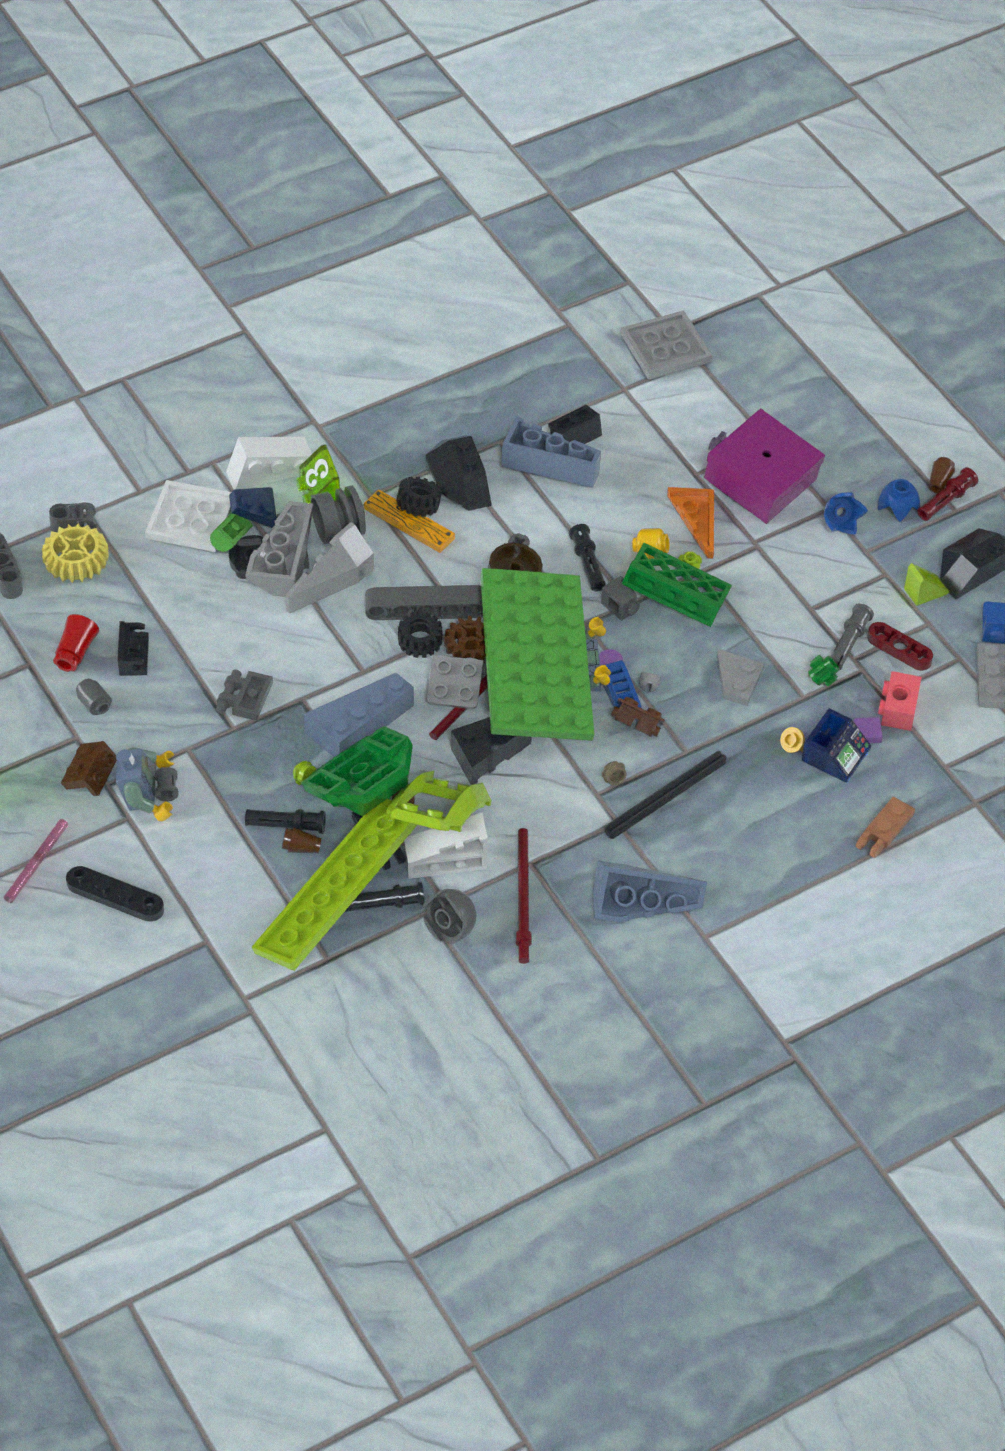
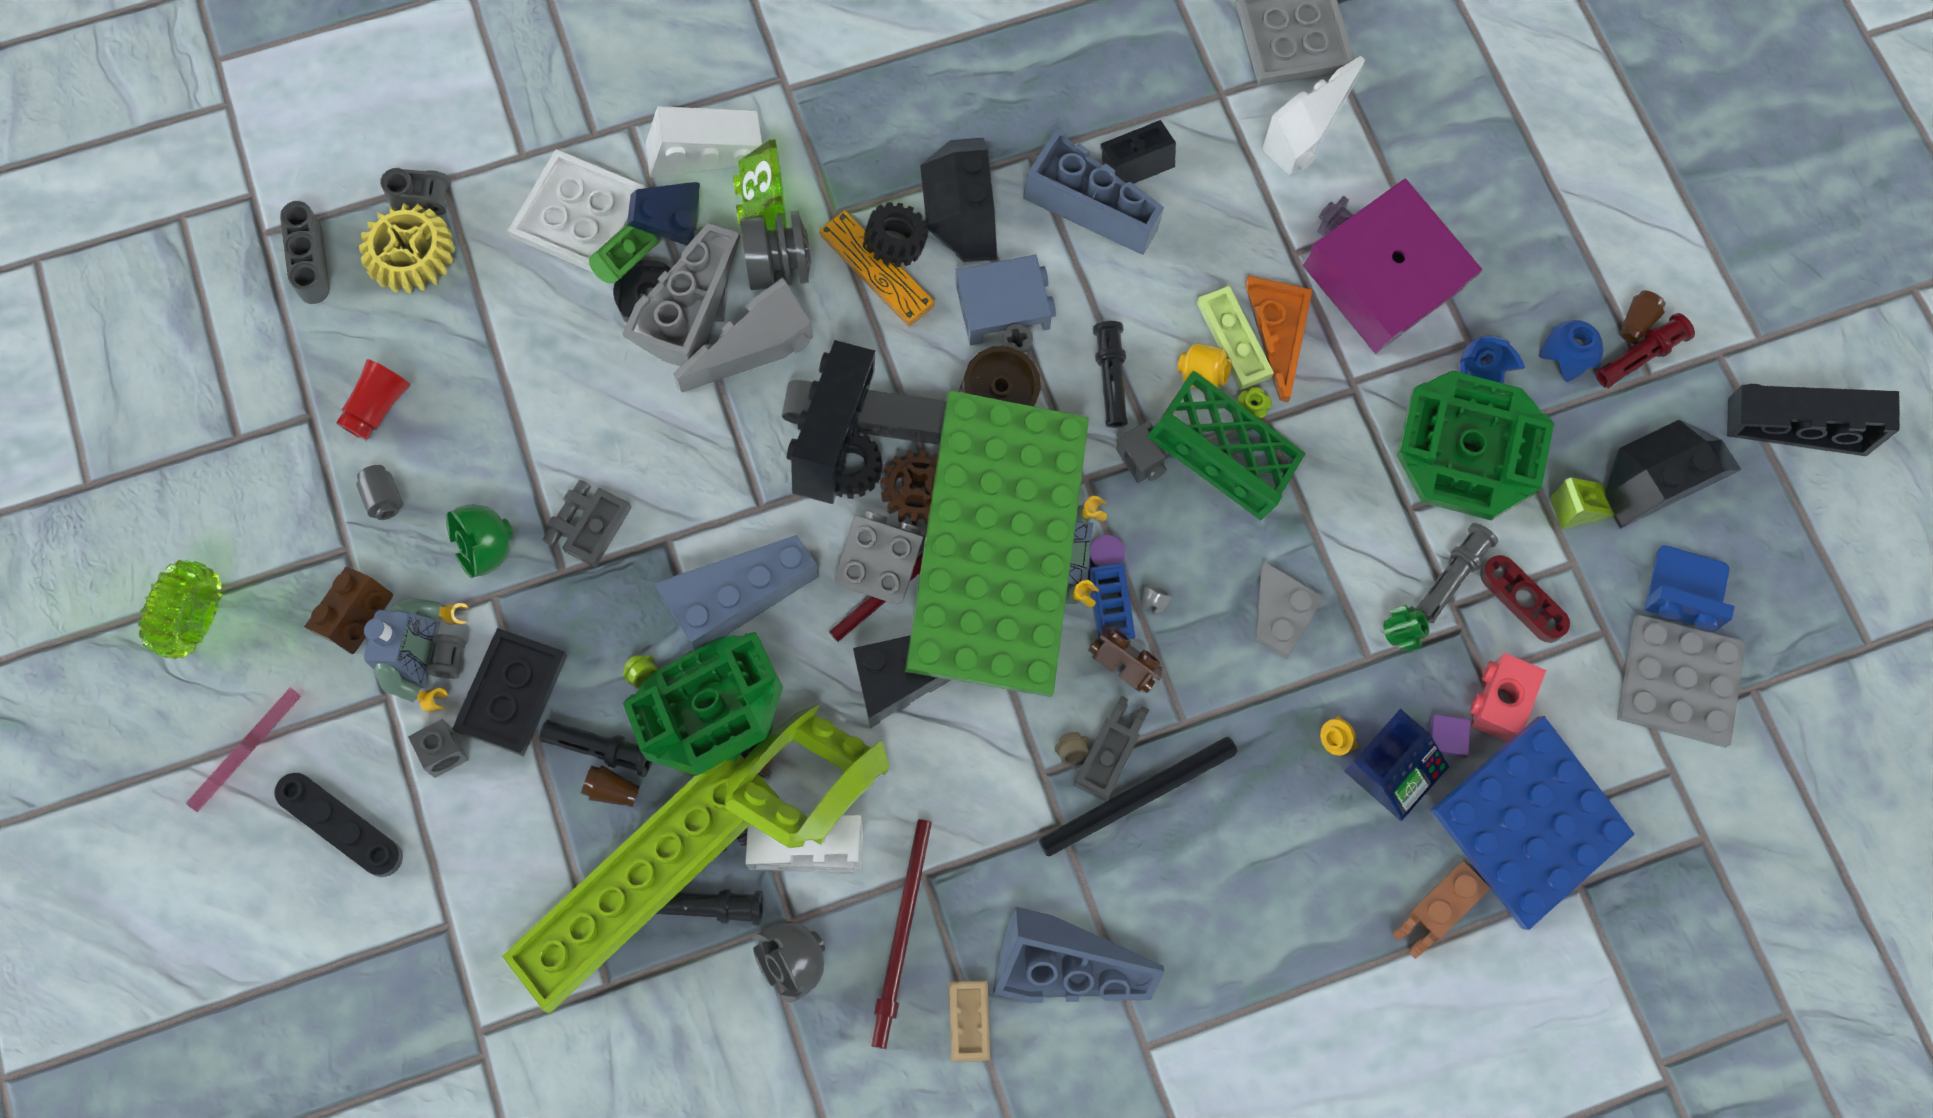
camera: 10 degrees right, 20 degrees up
(132, 649) = (450, 421): black hinge -> none
(171, 710) = (480, 538): none -> green cylinder
(176, 835) = (438, 748): none -> dark grey brick
(216, 798) = (510, 692): none -> black plate
(403, 603) = (830, 420): none -> black wedge
(499, 519) = (1003, 295): none -> sand blue panel
(582, 935) = (969, 1021): none -> tan plate
(640, 771) = (1109, 753): none -> dark grey hinge
(661, 516) = (1235, 337): none -> yellowish green plate
(686, 390) = (1304, 121): none -> white wedge
(843, 557) = (1496, 419): none -> green piece
(933, 765) = (1532, 822): none -> blue plate

